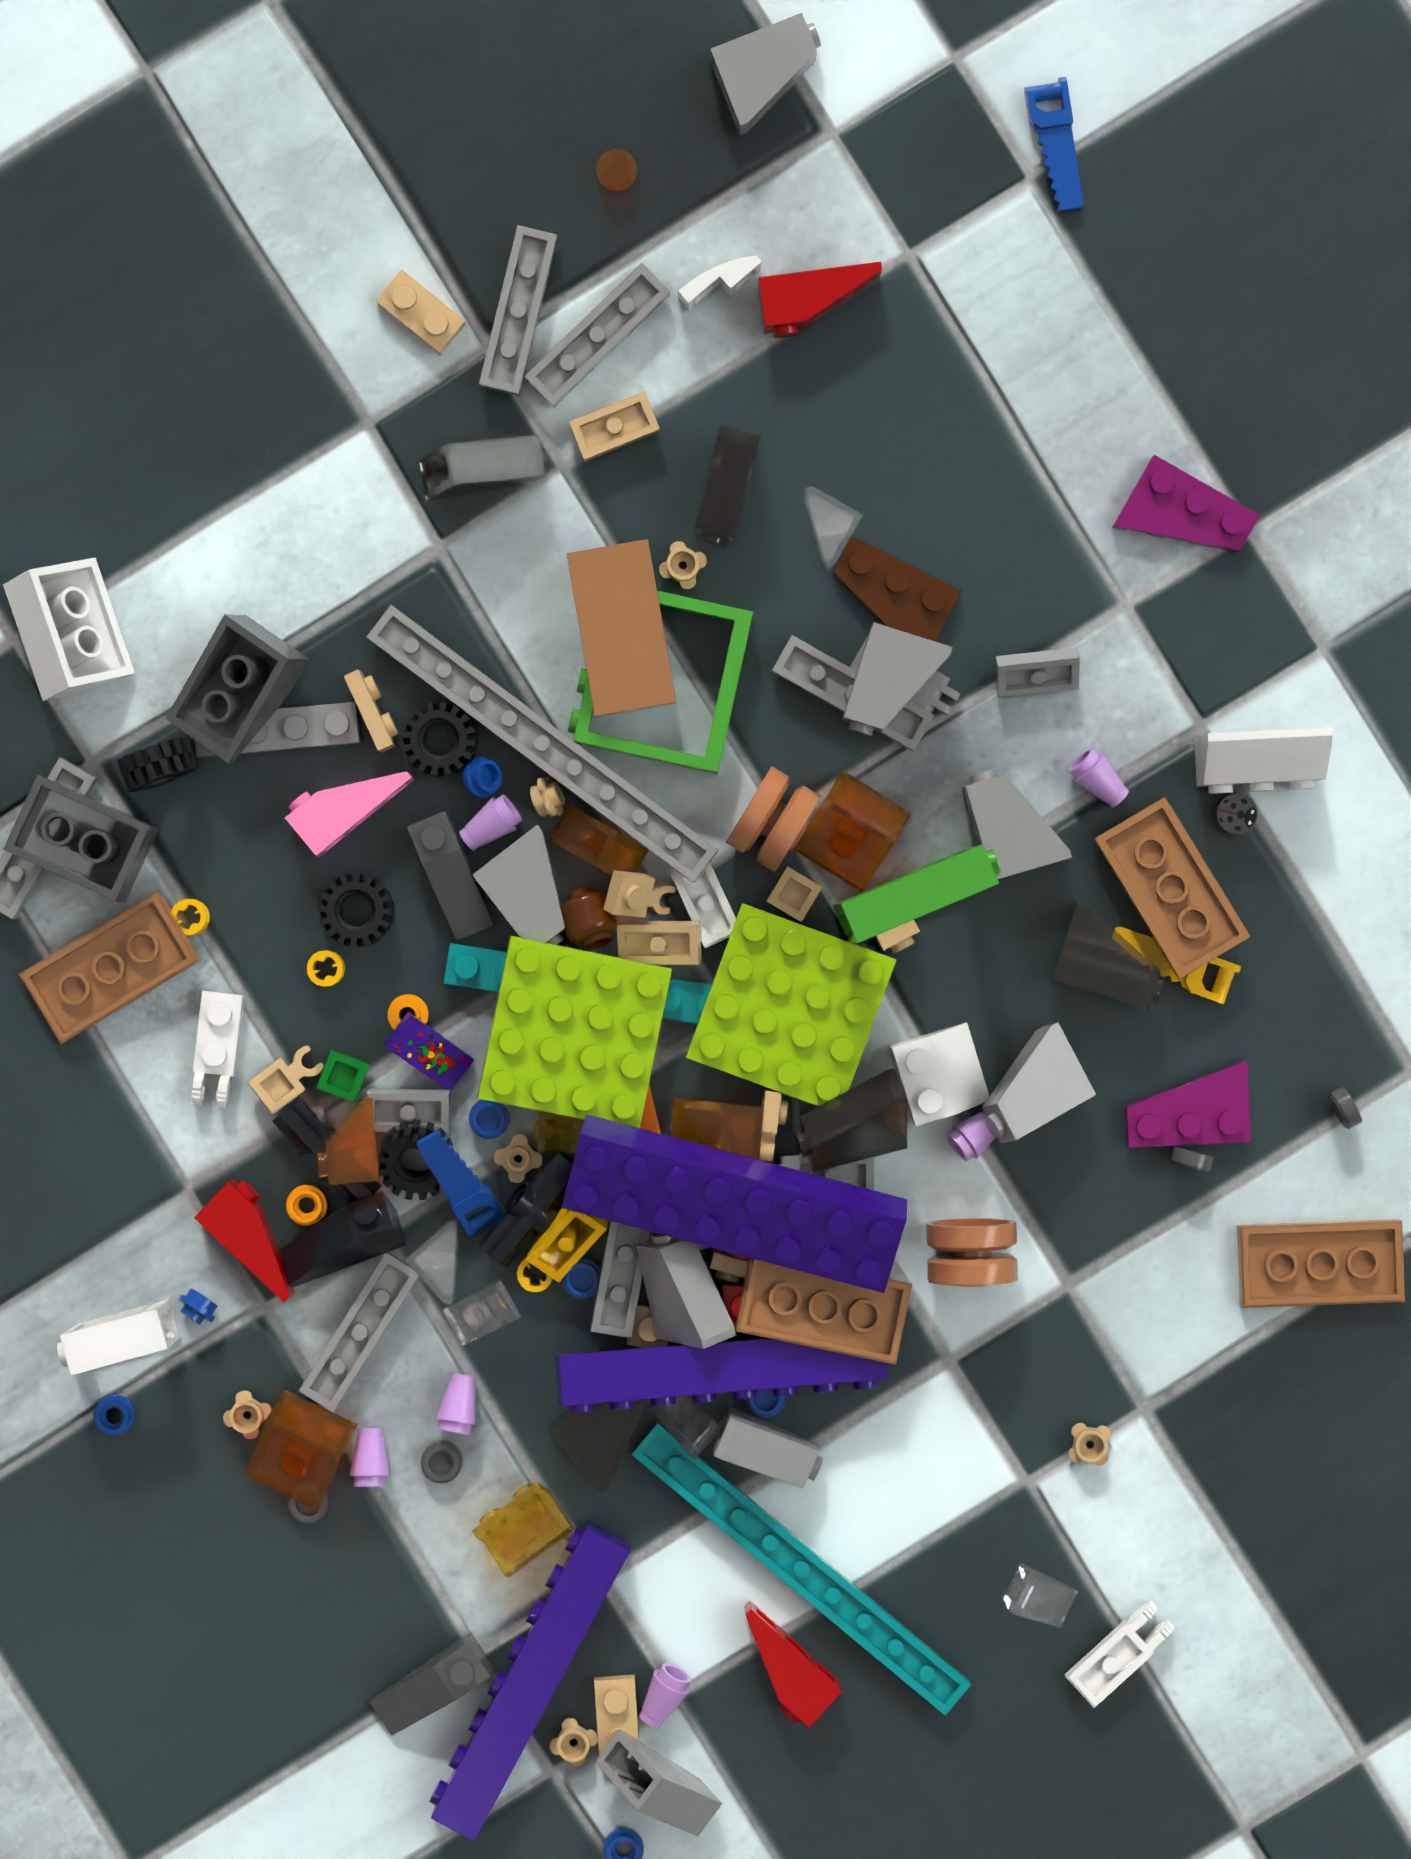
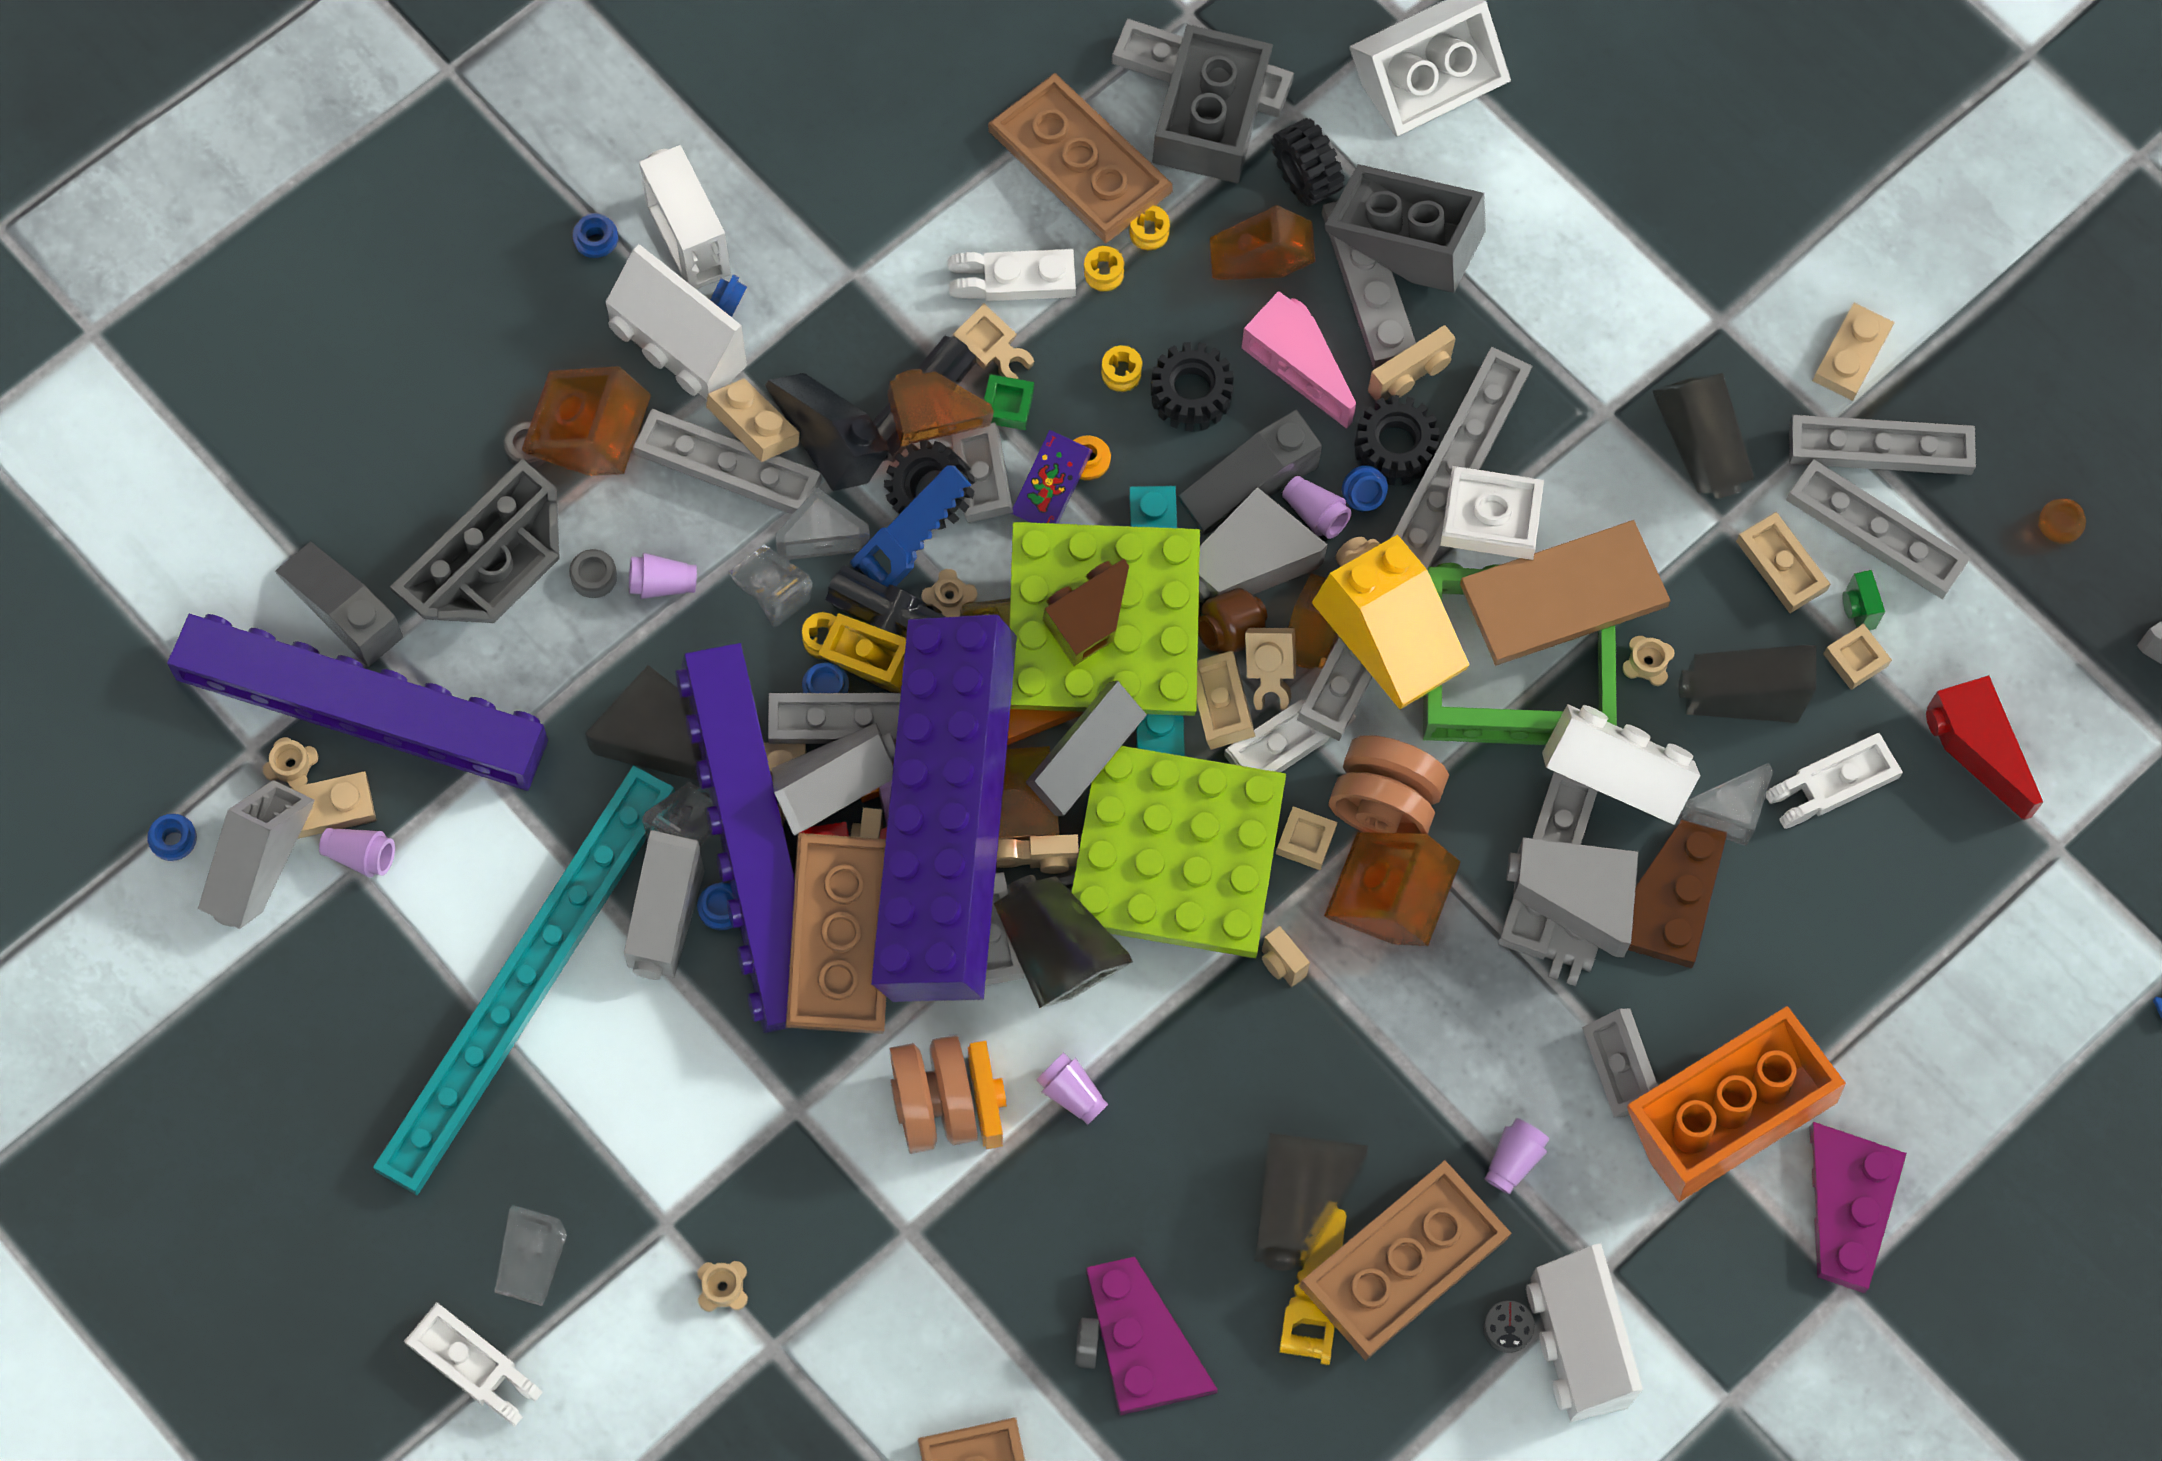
camera: 80 degrees right, 20 degrees down
(226, 1361) = (675, 325): none -> white slope
(231, 820) = (1263, 246): none -> clear orange slope
(231, 956) = (1115, 263): none -> yellow bush
(236, 1419) = (618, 354): tan plate -> none
(244, 1230) = (817, 331): red slope -> none
(300, 1216) = (862, 378): light orange plate -> none
(324, 1303) = (752, 419): none -> tan plate
(369, 1459) = (586, 495): lavender cone -> none
(421, 1555) = (488, 553): none -> dark grey wedge
(489, 1119) = (988, 559): blue plate -> none
(523, 1528) = (532, 664): clear yellow bracket -> none
(537, 675) = (1492, 512): none -> white plate
(583, 1050) = (1087, 616): none -> reddish brown slope
(632, 785) = (1393, 621): none -> yellow slope
(664, 366) = (1863, 600): none -> green plate
(698, 1072) = (1086, 748): none -> tile
(713, 383) = (1857, 656): none -> tan plate
(729, 275) = (1983, 652): white slope -> none
(784, 615) = (1621, 762): none -> white brick
(797, 1677) = (404, 984): red slope -> none
(821, 428) = (1837, 779): none -> white hinge
(917, 893) = (1349, 946): bright green window -> none
(939, 1074) = (1132, 1032): white slope -> none
(971, 1203) = (988, 1094): none -> light orange plate
(1010, 825) = (1433, 1061): light grey slope -> none
(1037, 1086) = (1138, 1141): slope -> none
(1093, 588) = (1734, 1103): none -> orange slope

